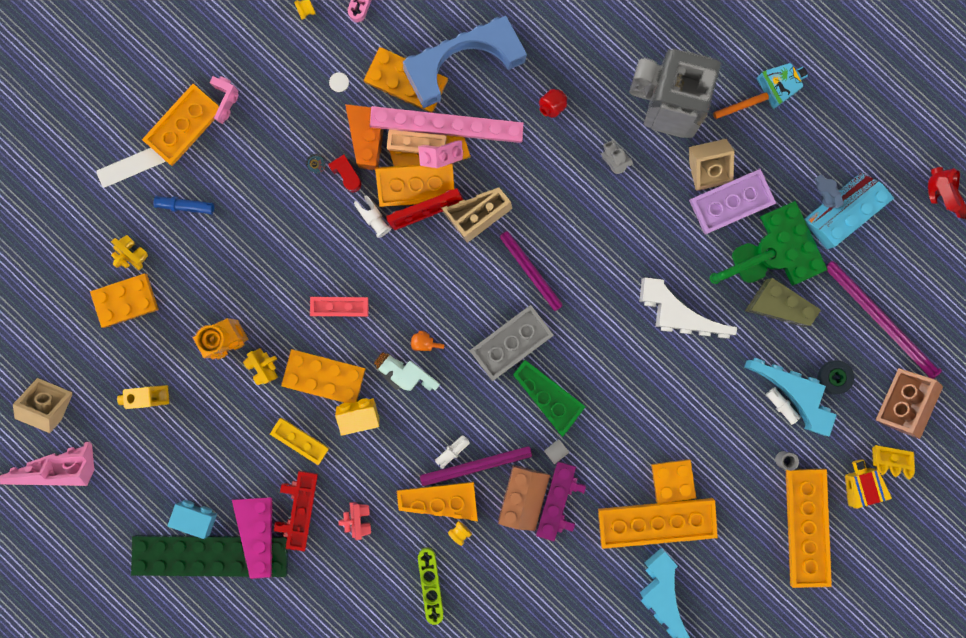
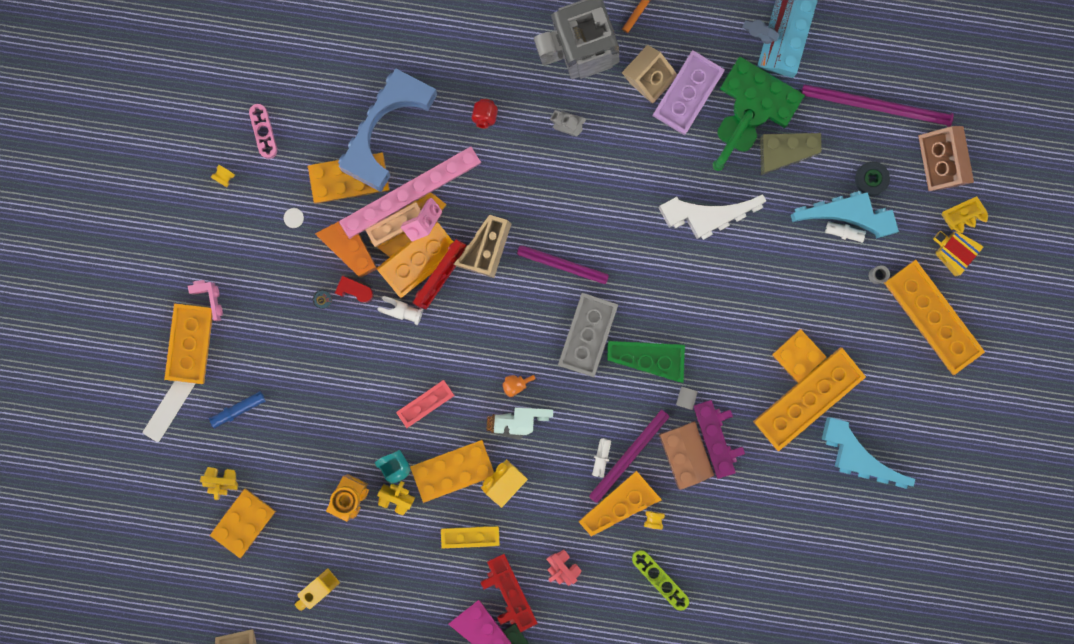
camera: 35 degrees left, 0 degrees up
(277, 340) = (394, 467): none -> teal helmet

